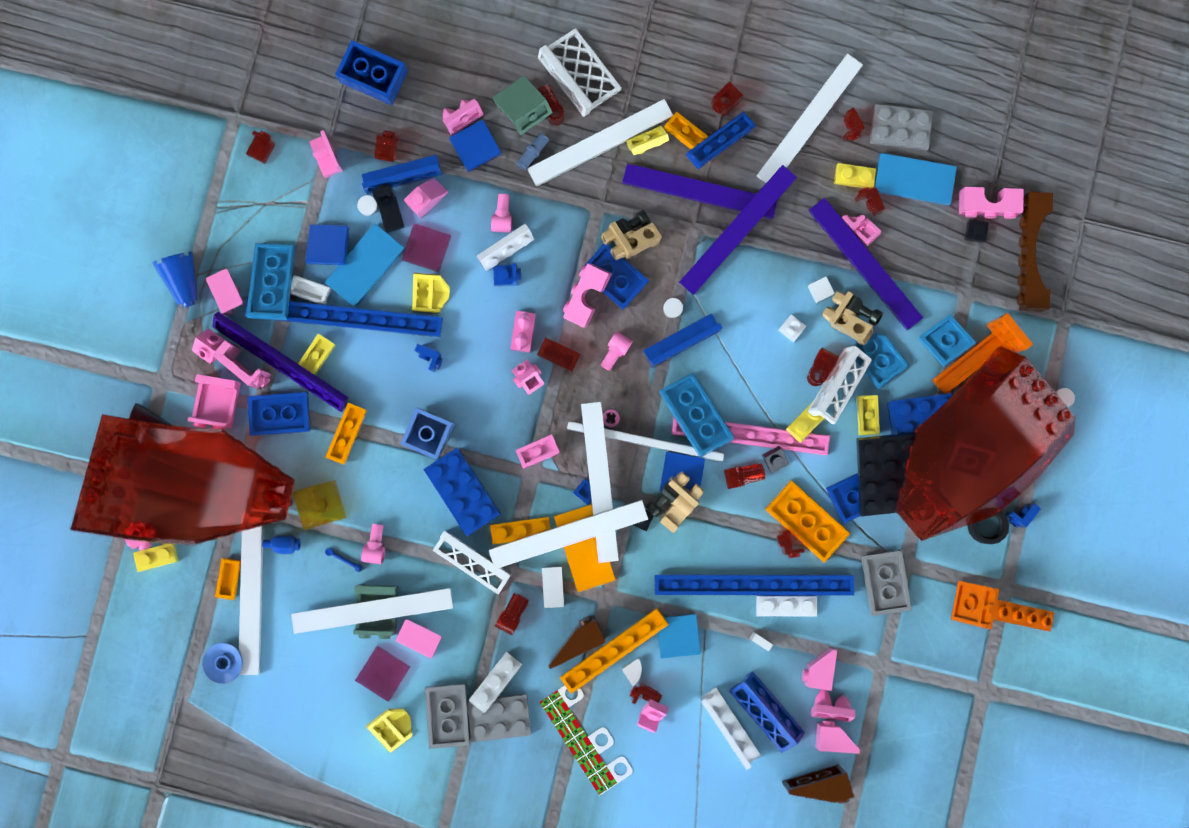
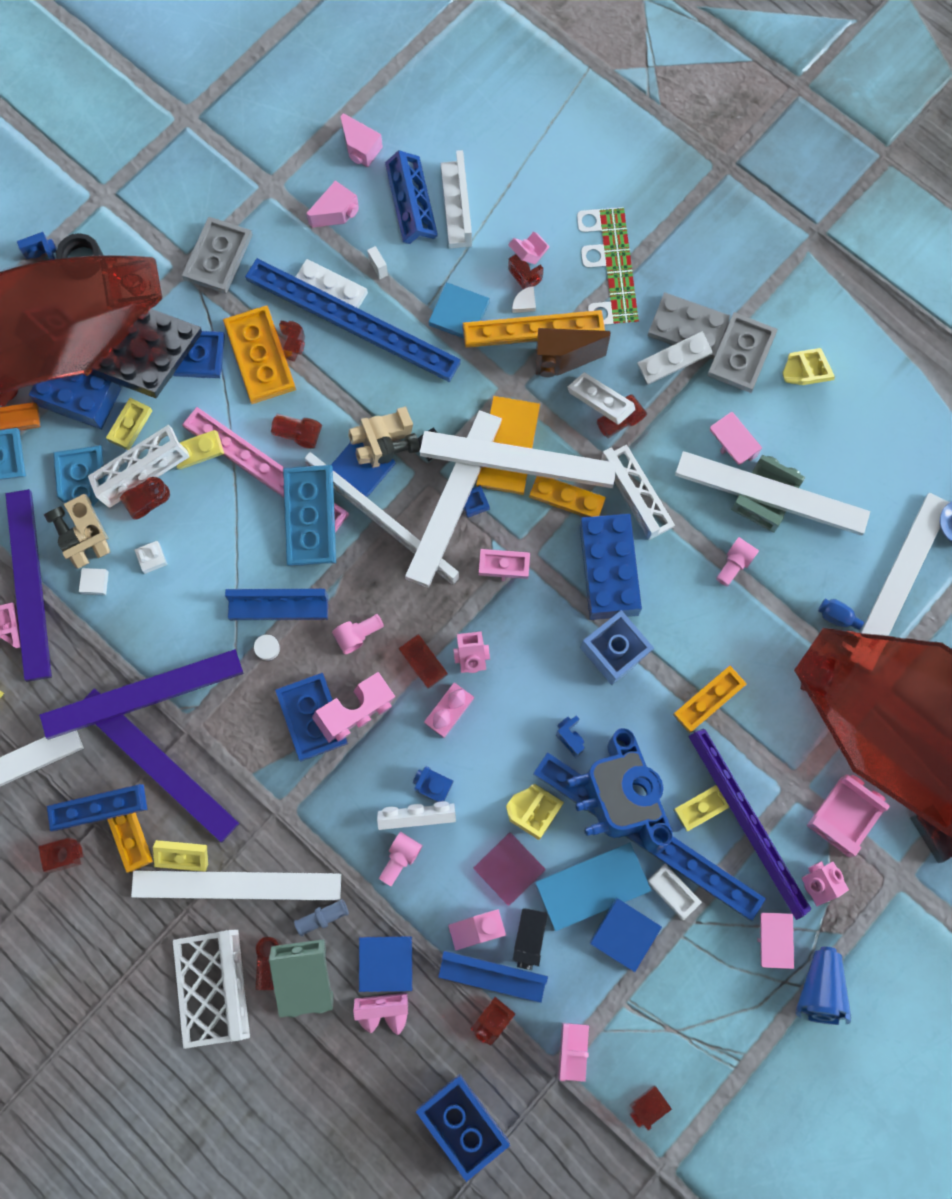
camera: 150 degrees left, 10 degrees down
(226, 355) = (801, 833): bright pink panel -> none
(228, 578) = (919, 609): light orange tile -> none
(270, 281) = (715, 925): dark azure tile -> none
(278, 414) = (778, 762): blue plate -> none
(319, 505) = (778, 634): clear yellow slope -> none
(329, 552) = (790, 581): blue hinge -> none
(367, 205) = (553, 959): white tile -> none
(377, 326) = (614, 799): none -> blue piece
(382, 673) = (791, 428): clear pink tile -> none
(533, 617) = (601, 398): none -> white plate
(553, 587) = (563, 423): white tile -> none
(617, 418) = (398, 560): bright pink bush -> none
(629, 241) = (272, 748): tan hips -> none
(775, 459) = (254, 429): plate -> none
(823, 708) = (336, 162): bright pink tile -> none
(825, 785) = (398, 104): reddish brown slope -> none
(980, 606) = (134, 177): orange bracket -> none

